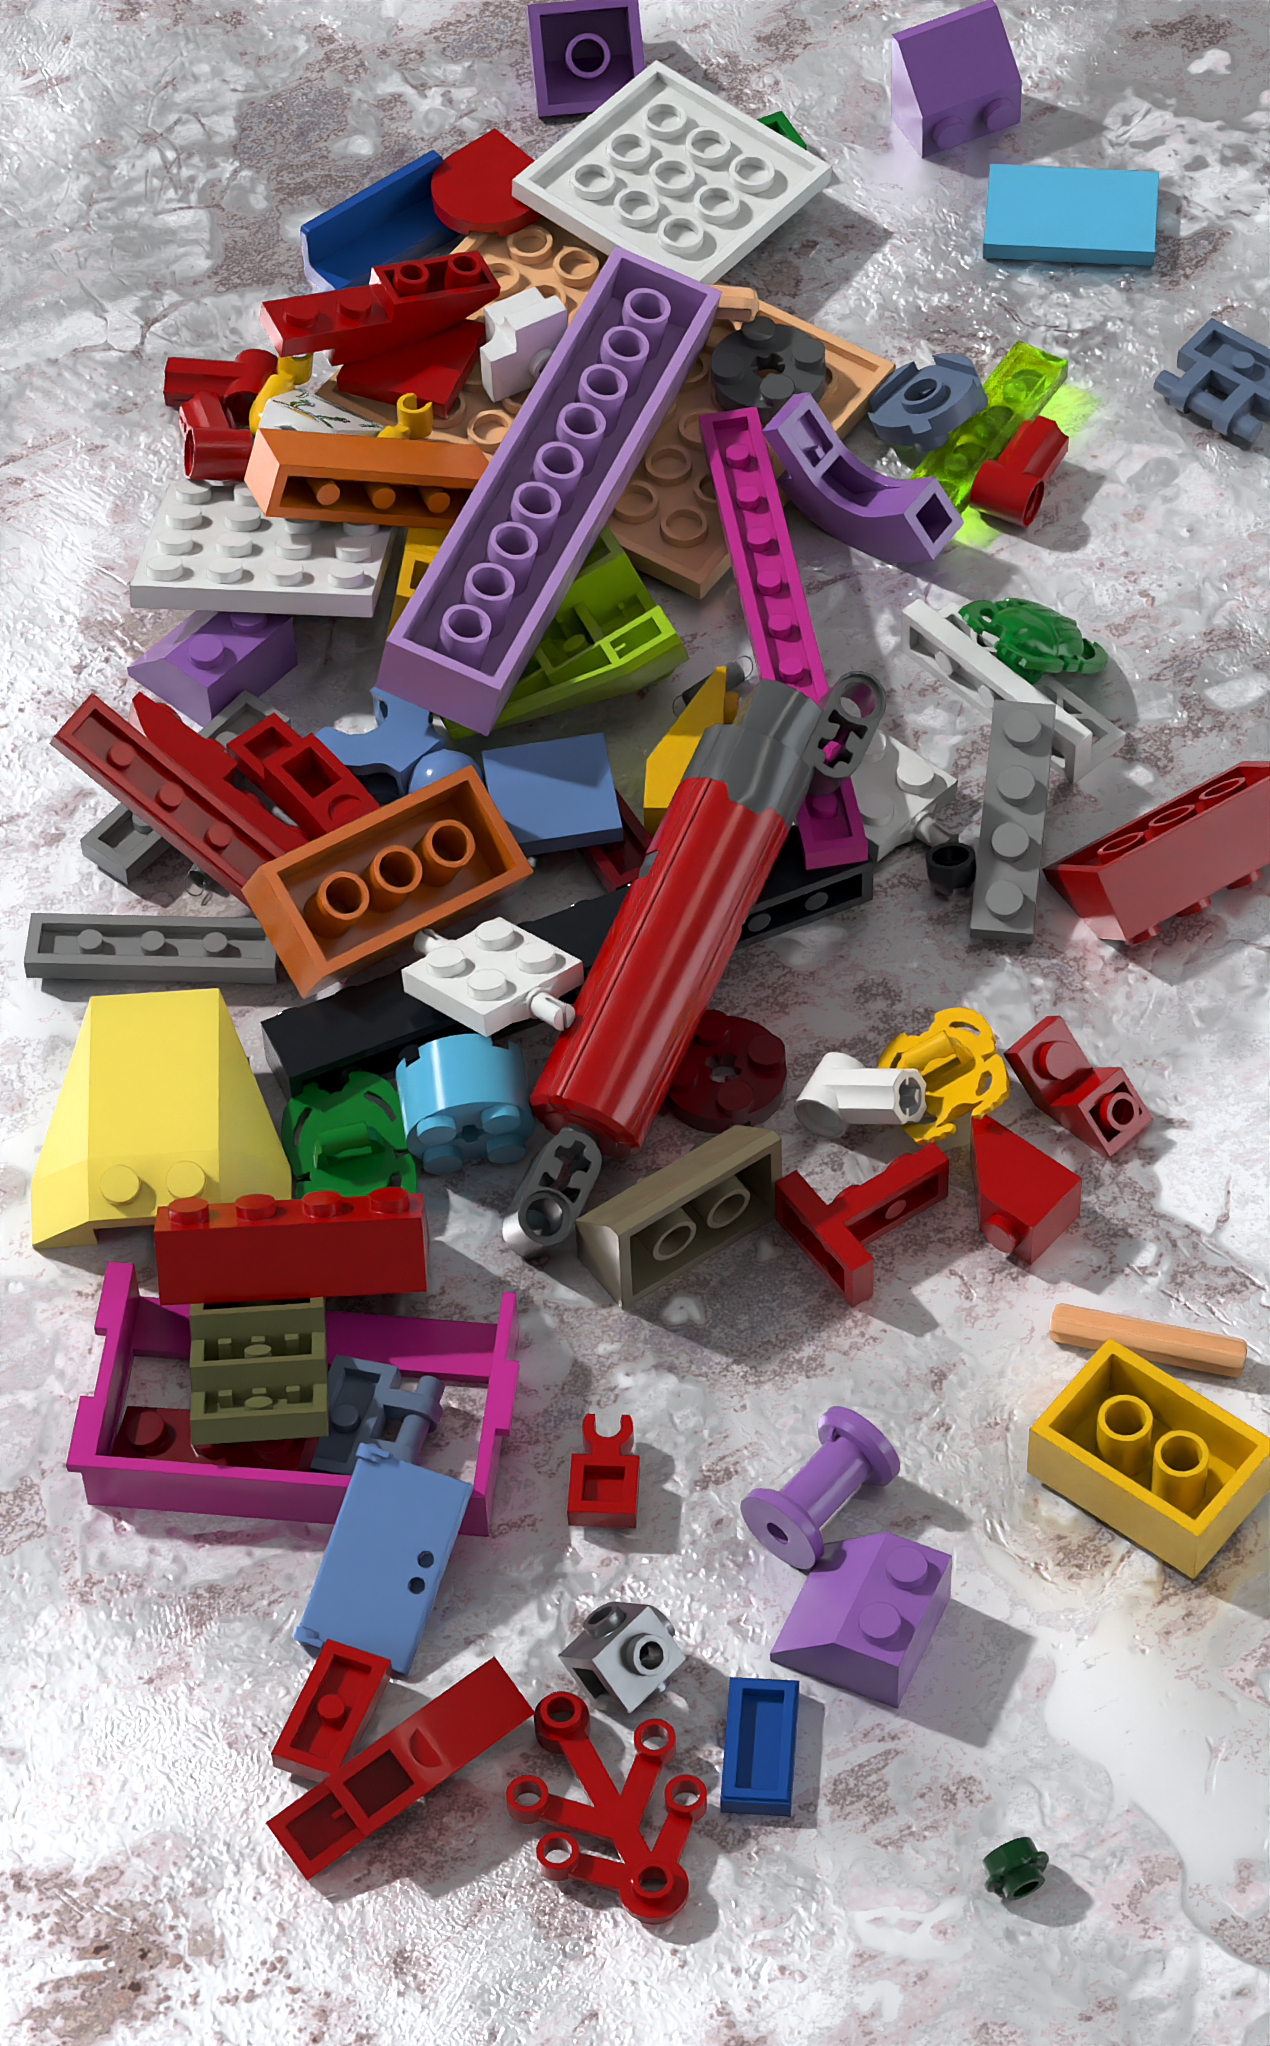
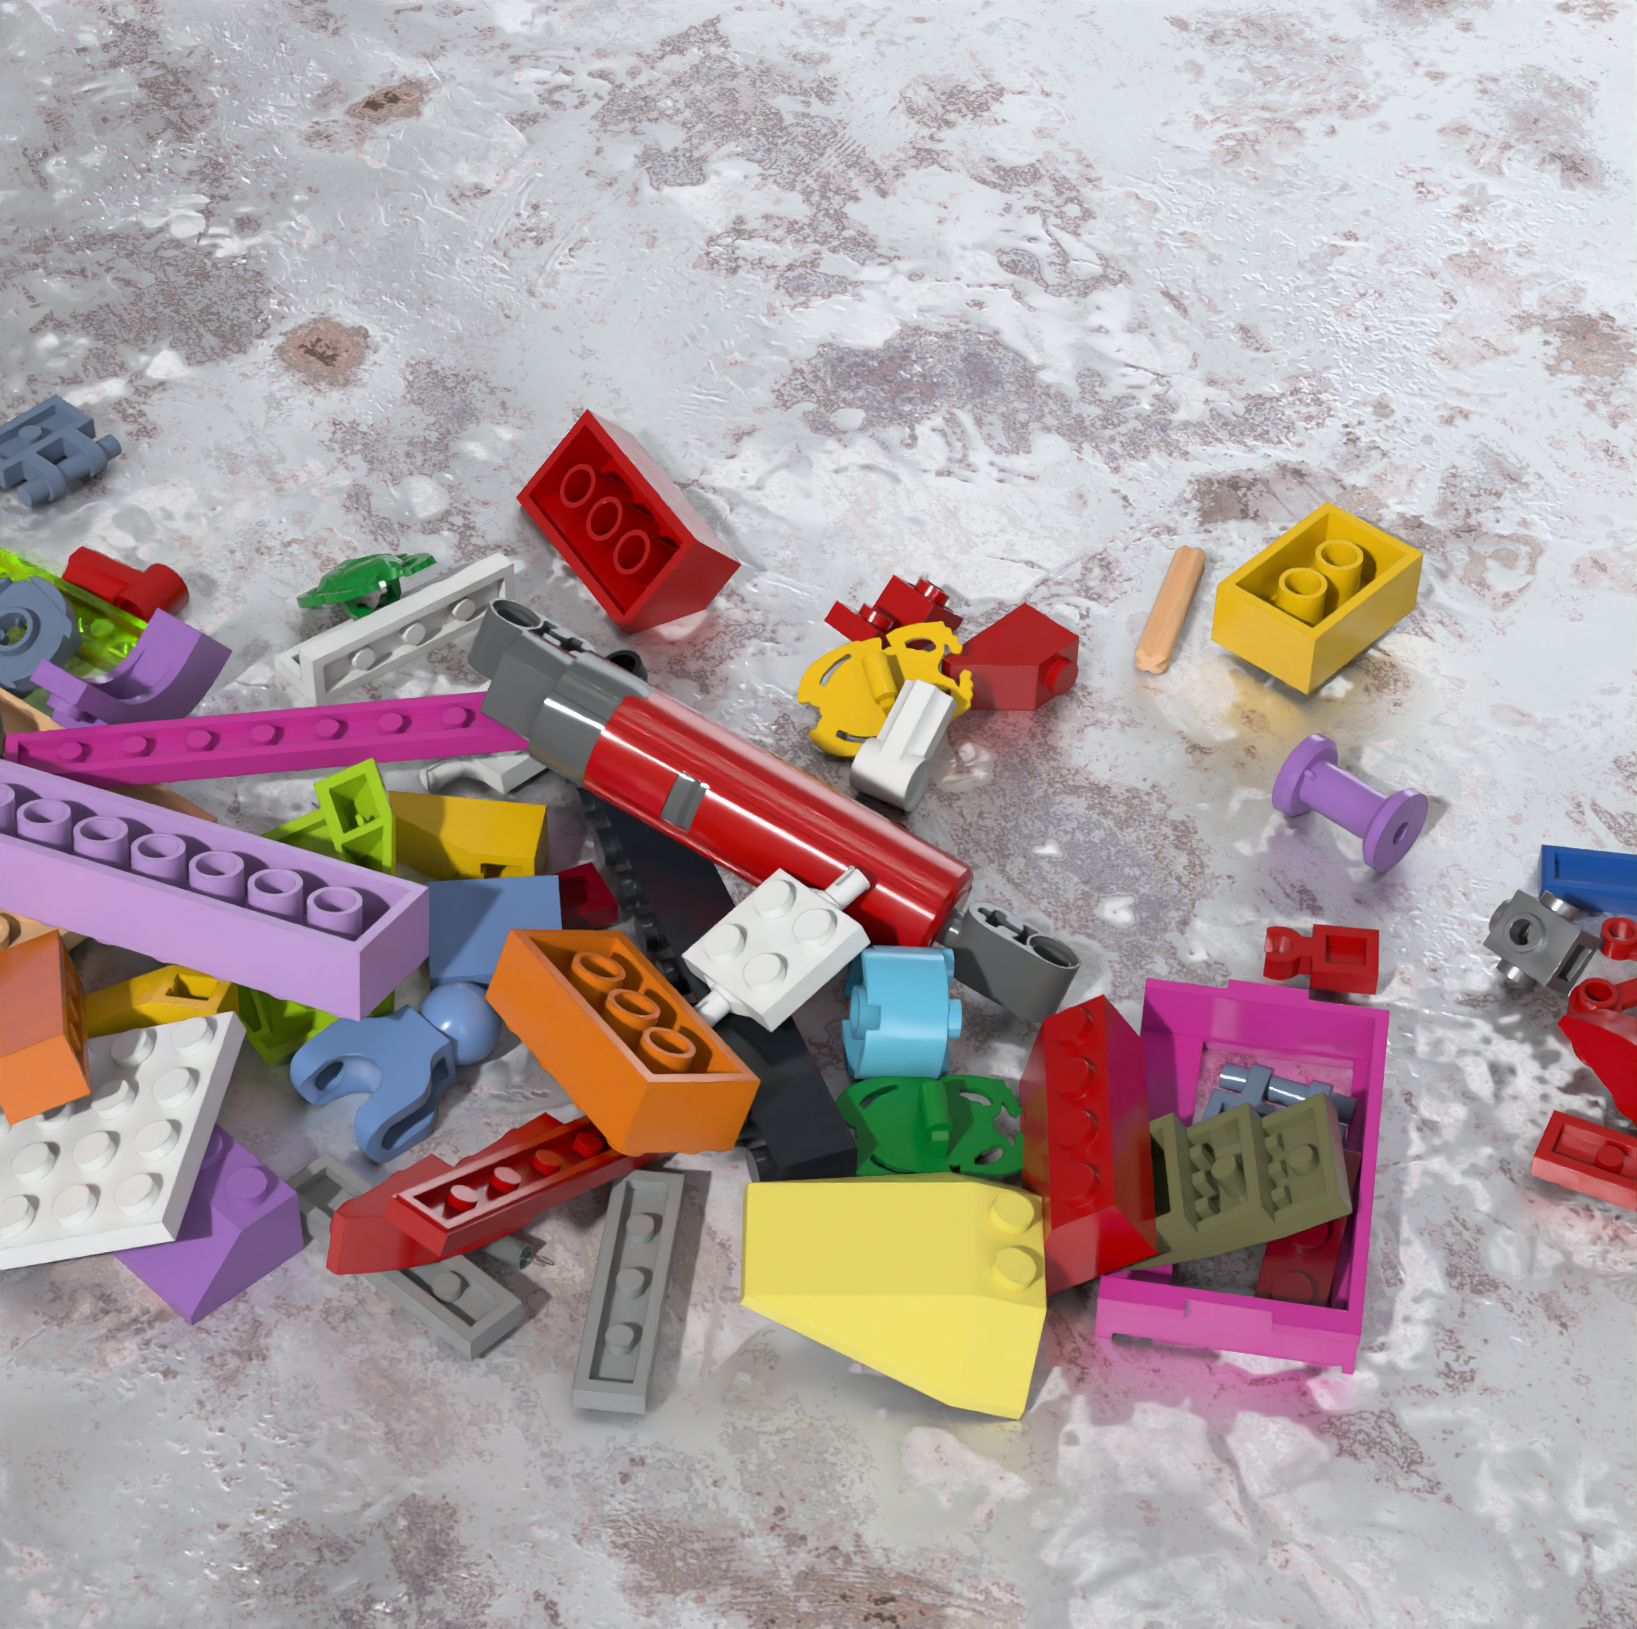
camera: 90 degrees left, 10 degrees down
(300, 776) = (458, 1114): red slope -> none
(374, 1555) = (1433, 1096): medium blue door -> none
(681, 1213) = (1039, 856): dark tan slope -> none
(837, 1232) = (1043, 780): red bracket -> none
(867, 1615) = (1481, 788): medium lavender slope -> none
(1013, 821) = (665, 646): light grey plate -> none

